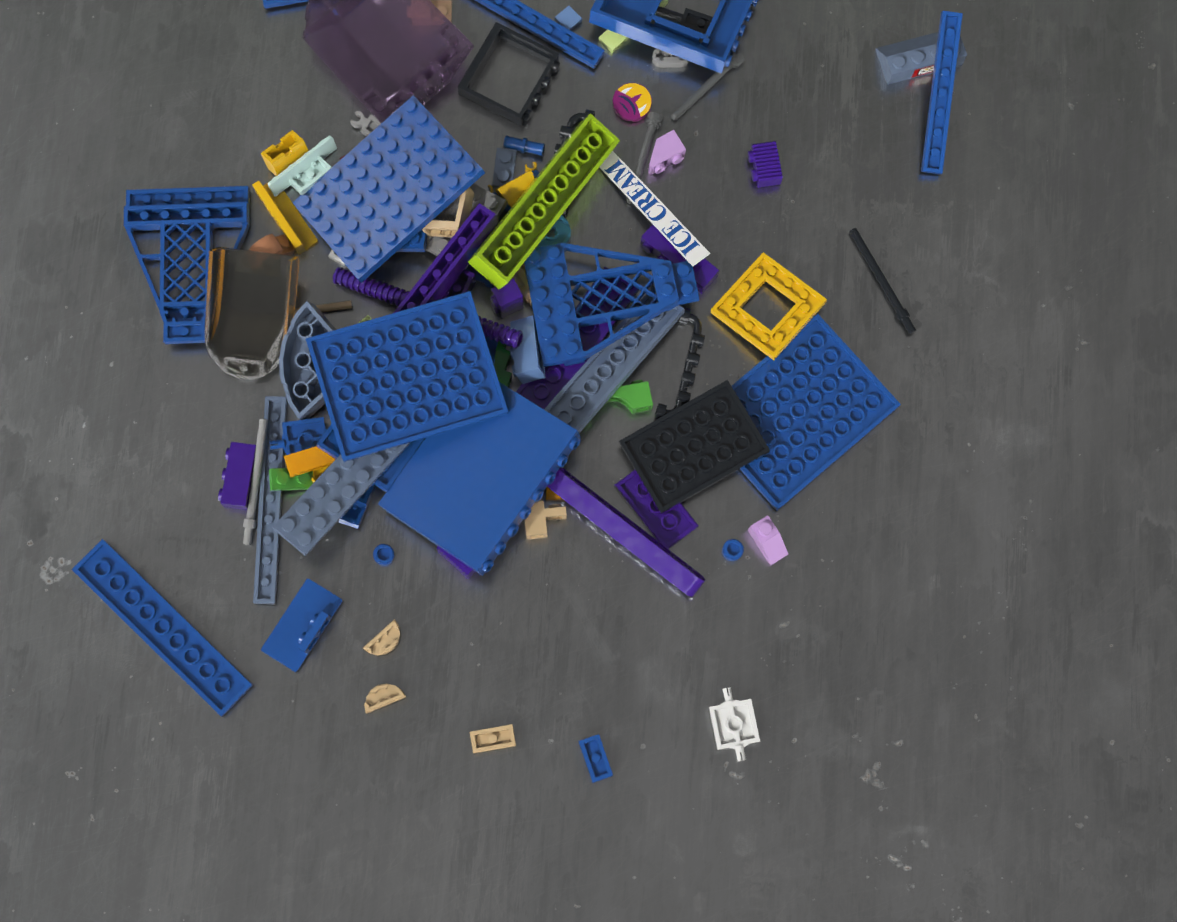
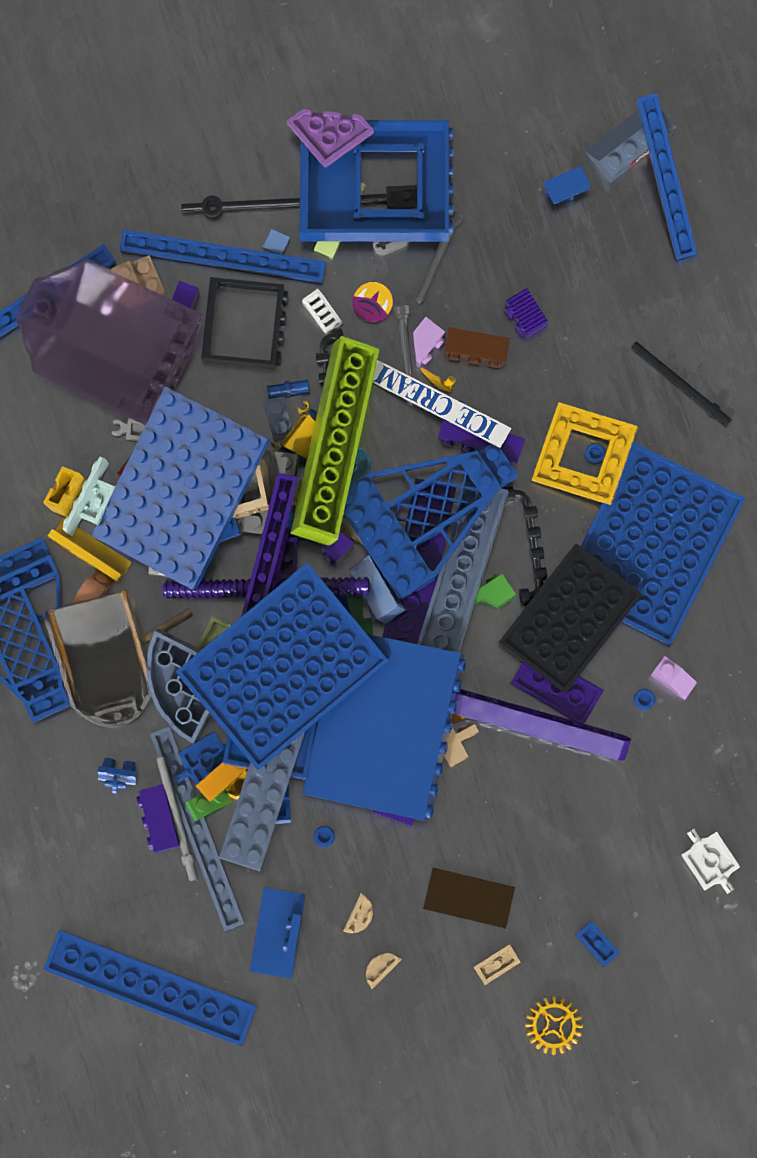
camera: 15 degrees left, 5 degrees up
(218, 423) = (116, 777): none -> blue hips
(469, 28) = (186, 294): none -> dark purple brick
(493, 666) = (469, 898): none -> dark brown tile
(504, 822) = (539, 1035): none -> yellow gear
(578, 80) = (316, 316): none -> white slope
(661, 193) = (438, 382): none -> yellow bar
(708, 175) = (476, 347): none -> reddish brown brick
(777, 311) = (595, 453): none -> blue tile
(848, 67) = (567, 185): none -> blue panel

